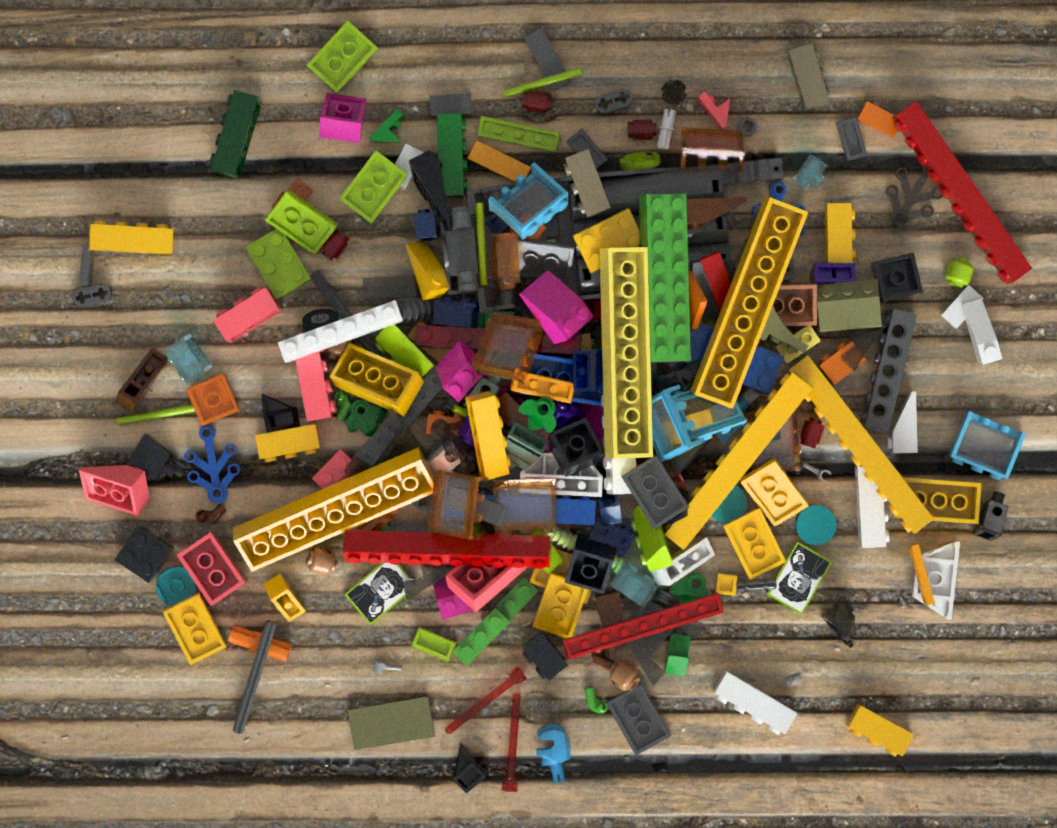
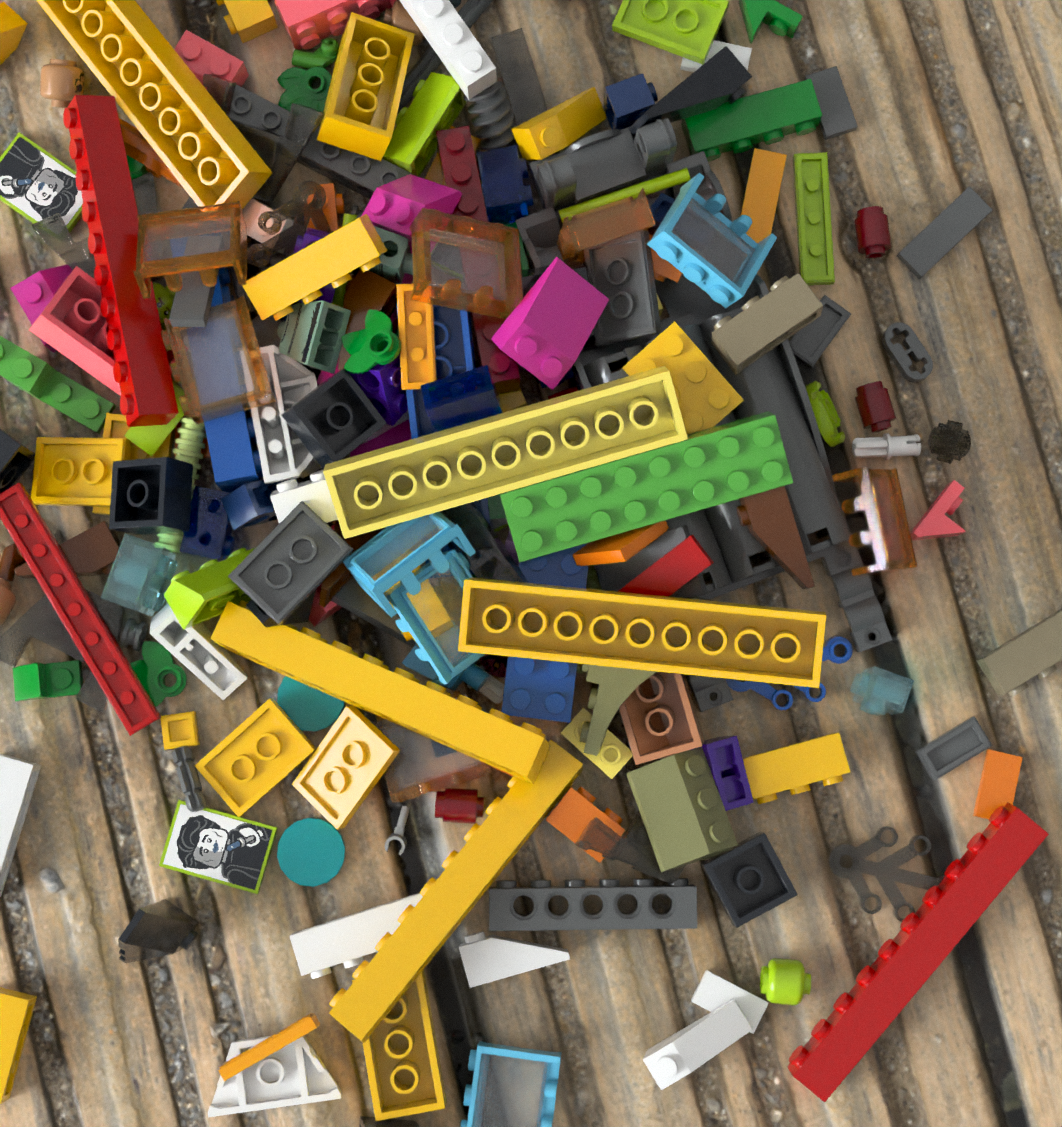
camera: 75 degrees right, 5 degrees down
(543, 82) = (907, 233): lime bar -> none
(752, 129) = (926, 585): dark grey bush -> none

